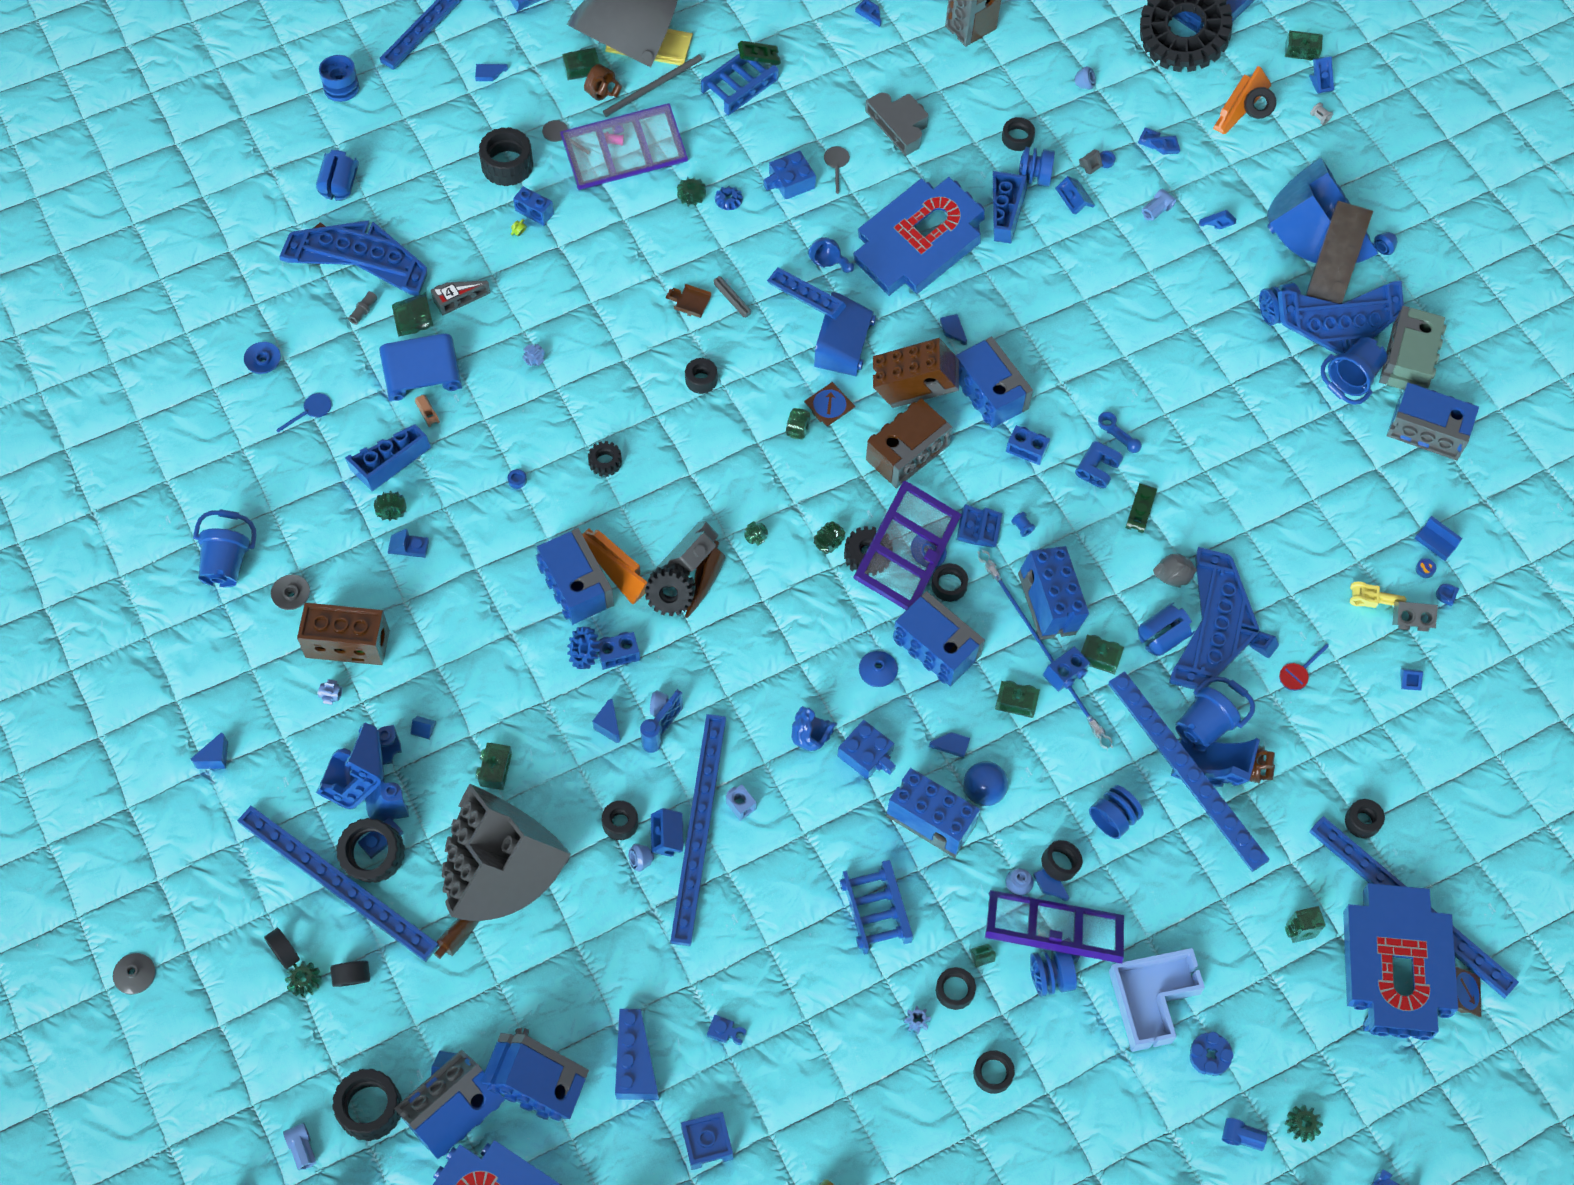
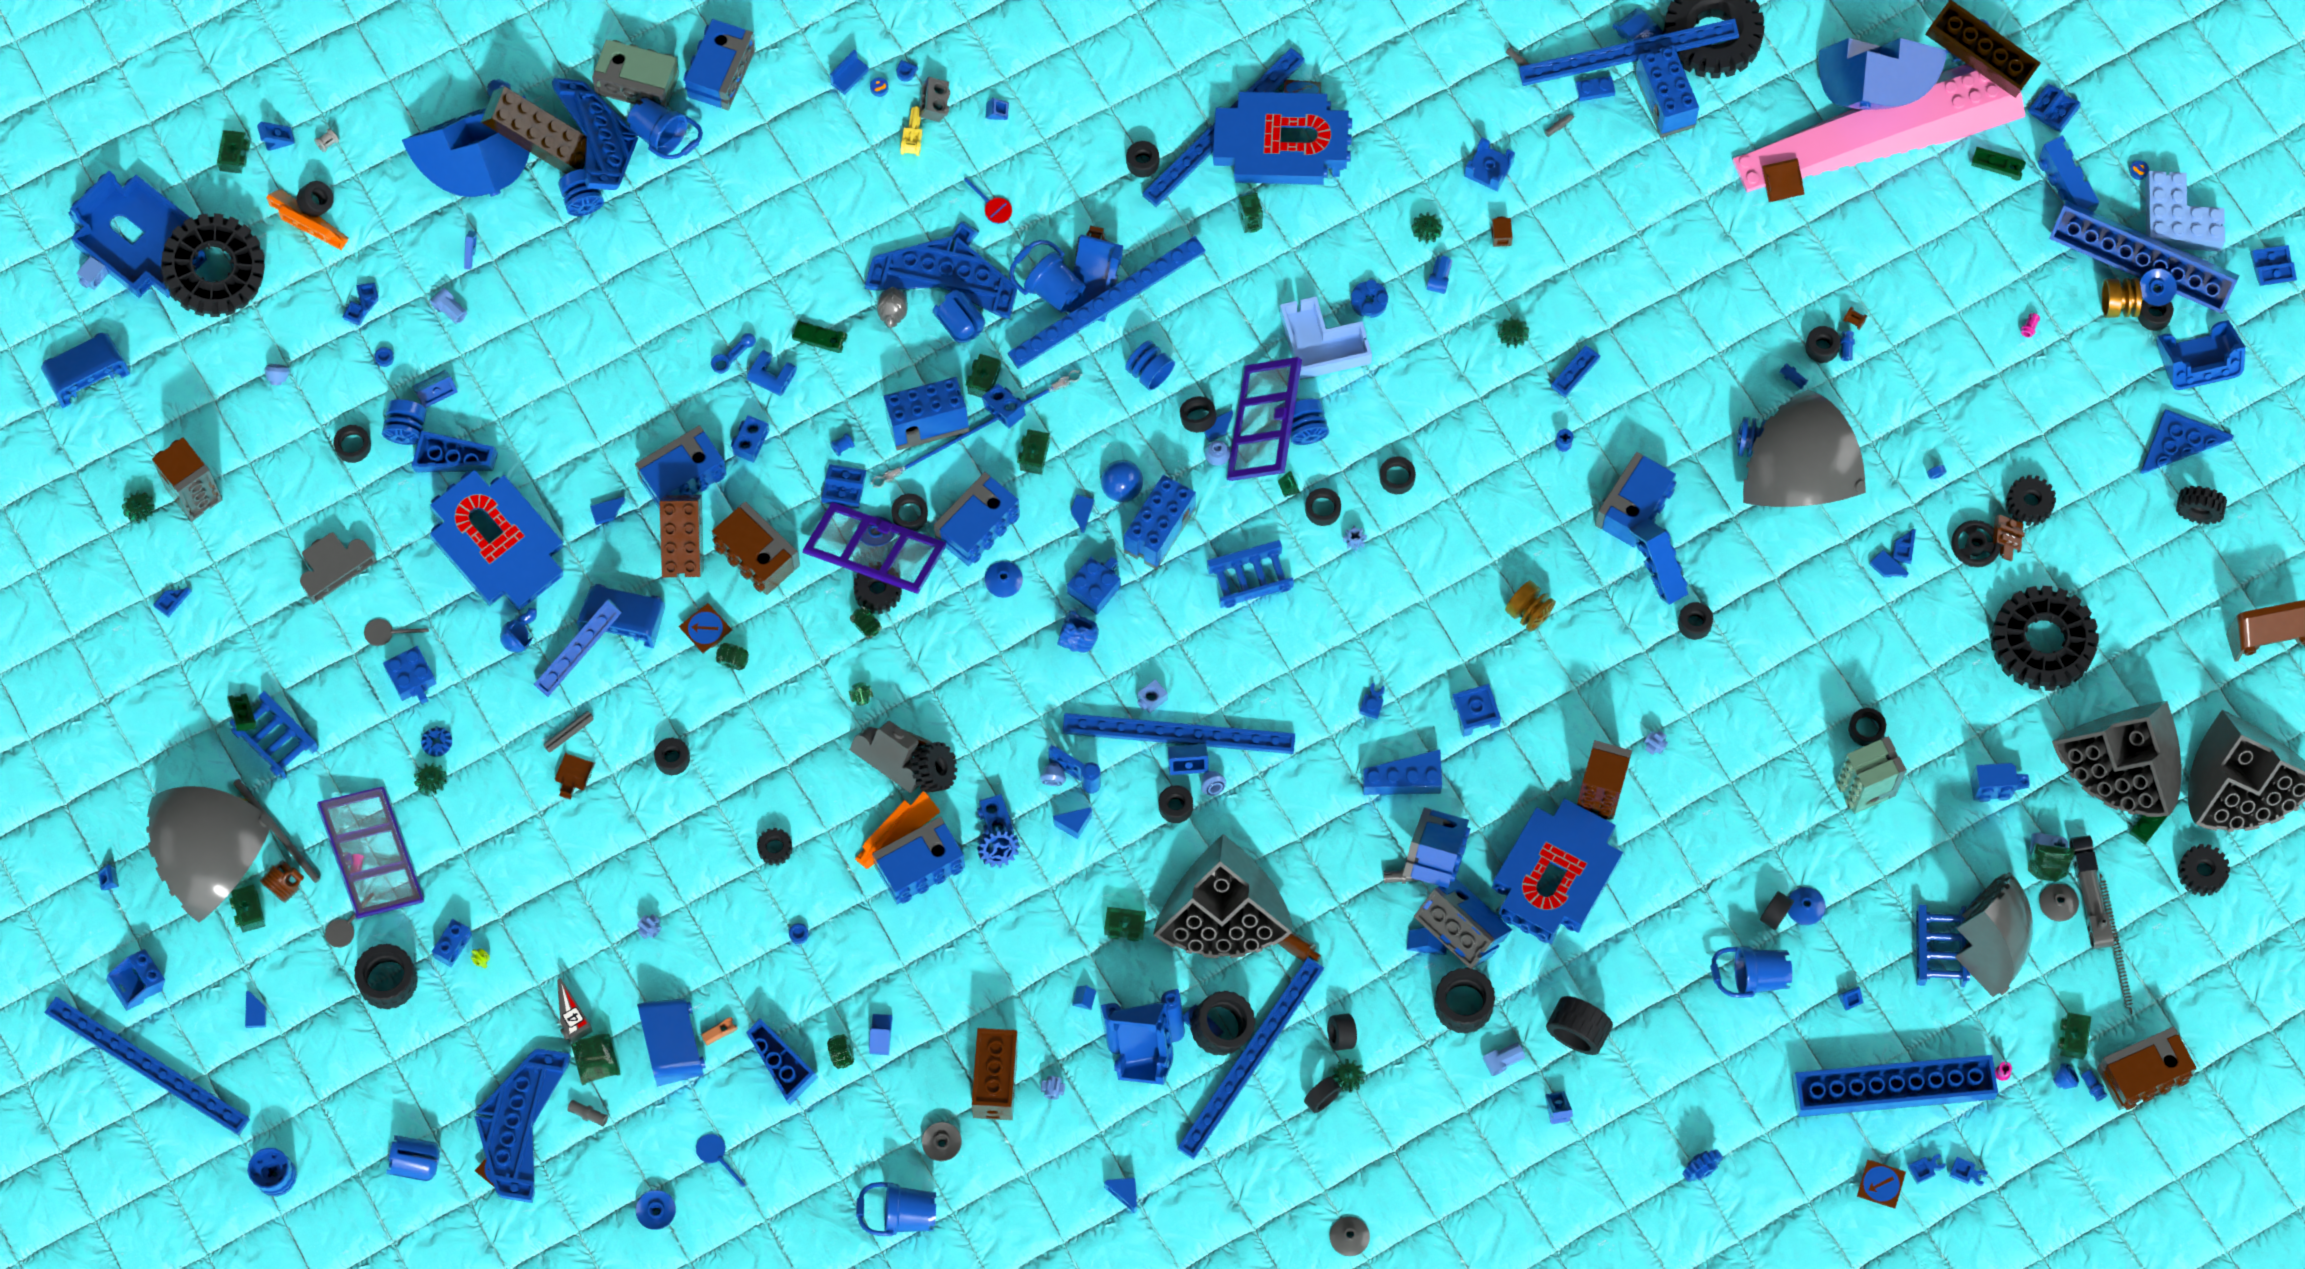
camera: 90 degrees left, 5 degrees up
(1091, 161) = (391, 369): dark grey tile -> none

